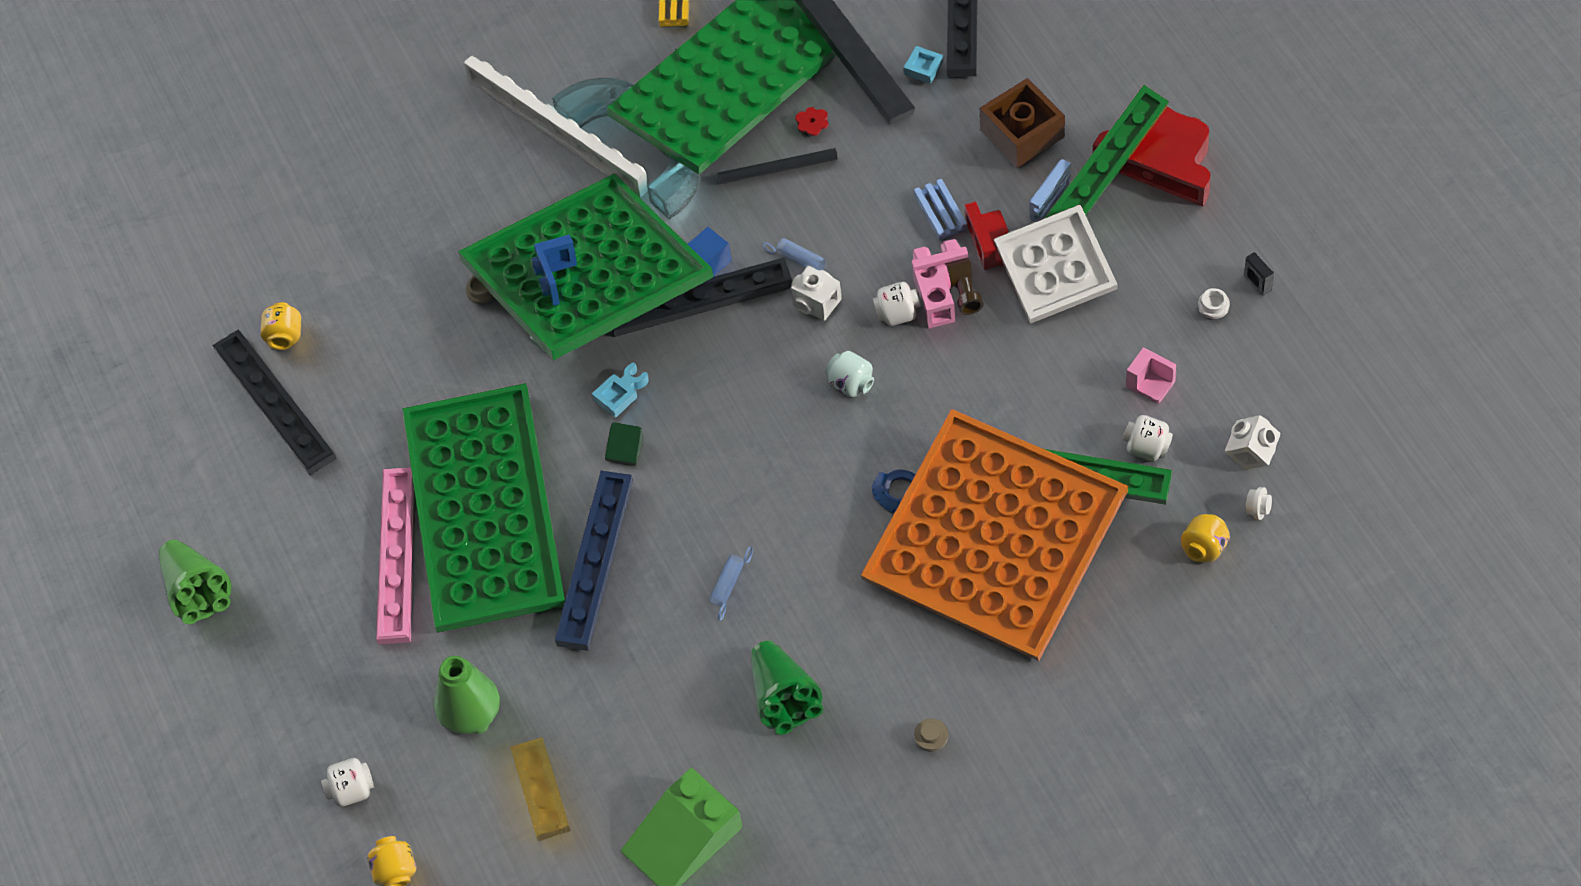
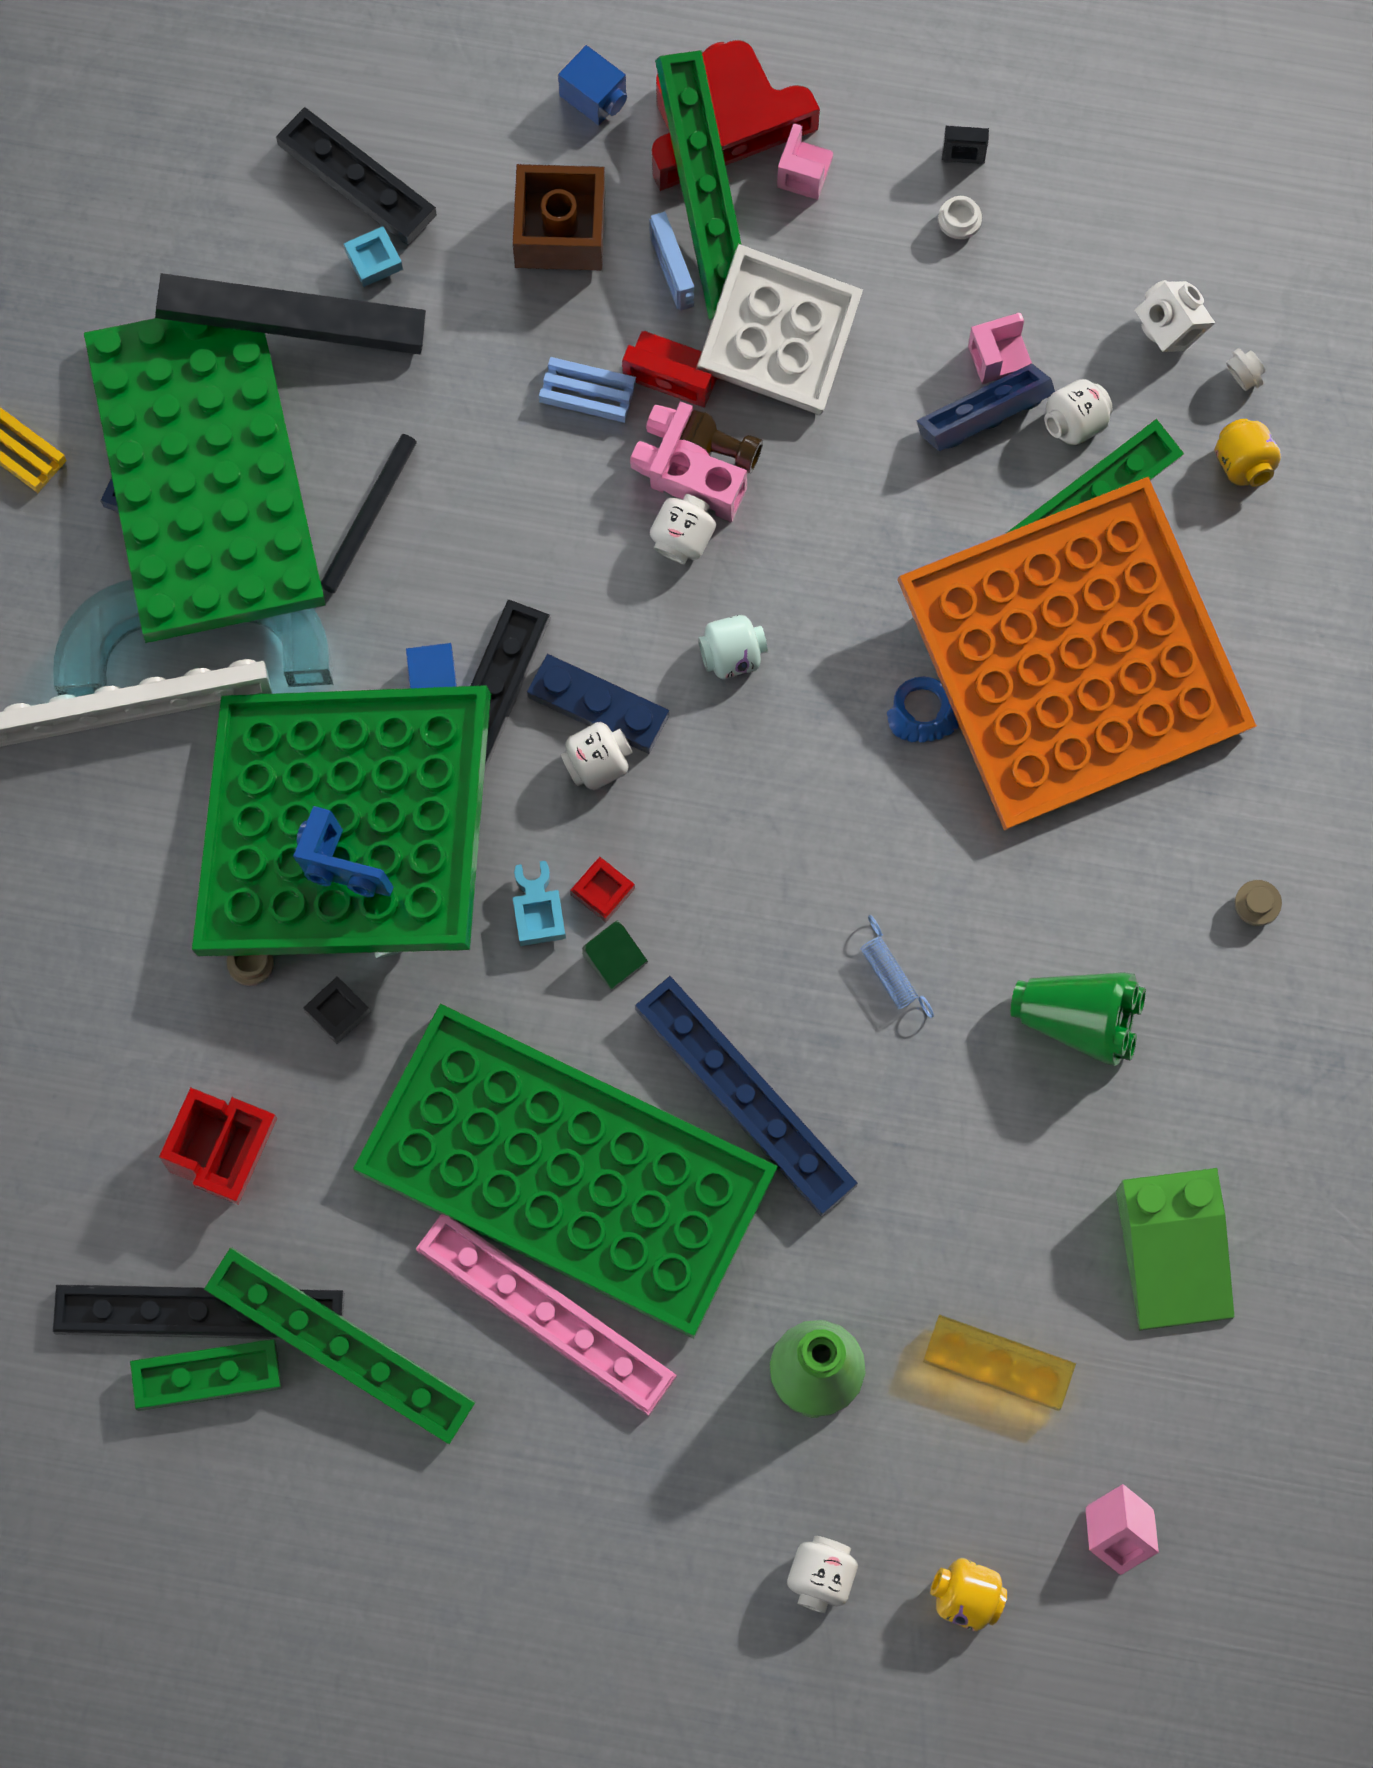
camera: 60 degrees left, 15 degrees up
(192, 582) = (392, 1578): bright green cone -> none
(240, 425) = (205, 1375): none -> green plate
(280, 326) = (101, 1230): yellow head -> none
(299, 469) = (339, 1345): none -> green plate
(363, 338) = (217, 1143): none -> red plate
(485, 343) = (336, 1009): none -> black plate
(658, 415) = (602, 889): none -> red tile
(728, 356) = (596, 756): none -> white head
(763, 340) = (597, 700): none -> dark blue plate
(797, 254) = (524, 588): light blue piece -> none
(812, 121) = (339, 420): red plant -> none
(815, 292) = (595, 602): white brick -> none
(1106, 393) = (985, 407): none -> dark blue plate
(1118, 85) = (593, 85): none -> blue brick
(1170, 209) = (803, 166): none -> bright pink panel

